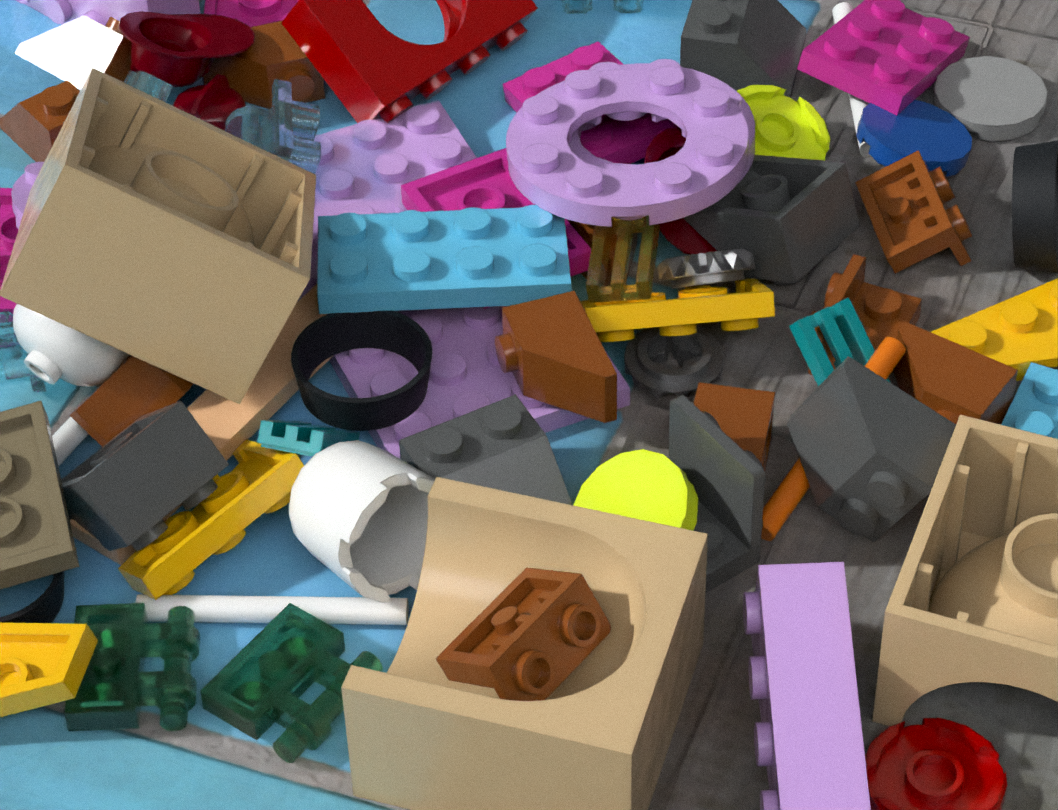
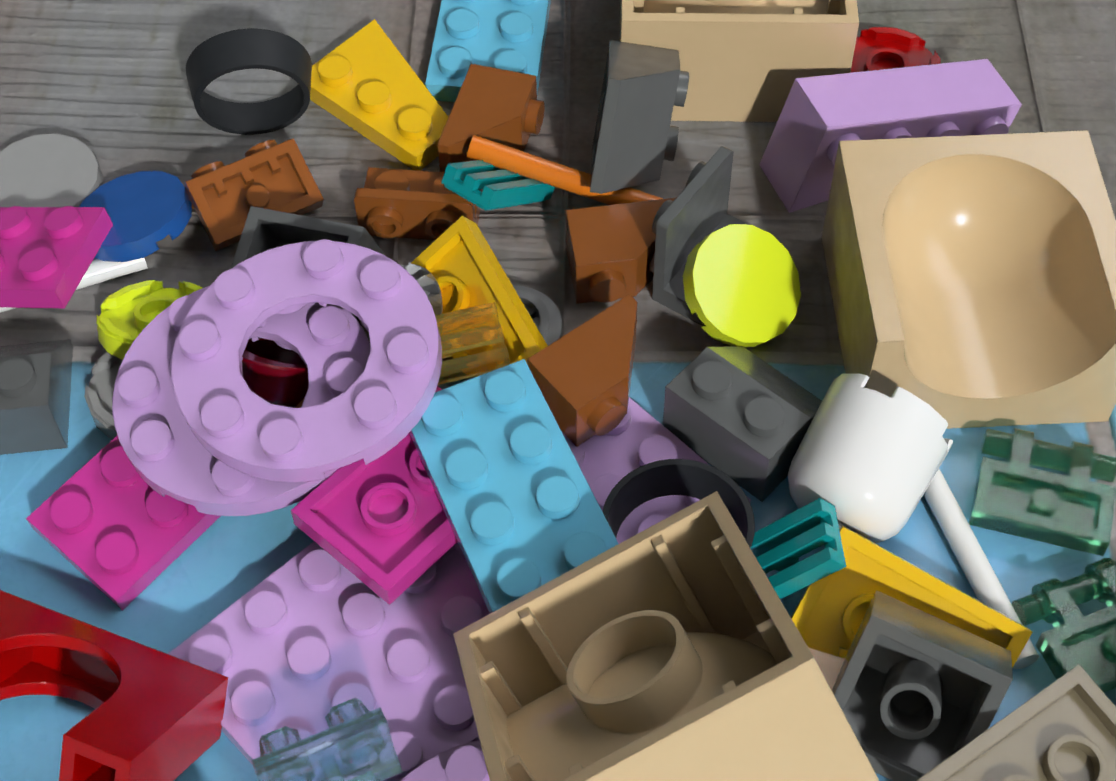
camera: 110 degrees left, 10 degrees up
(528, 636) = (979, 265): dark orange bracket -> none

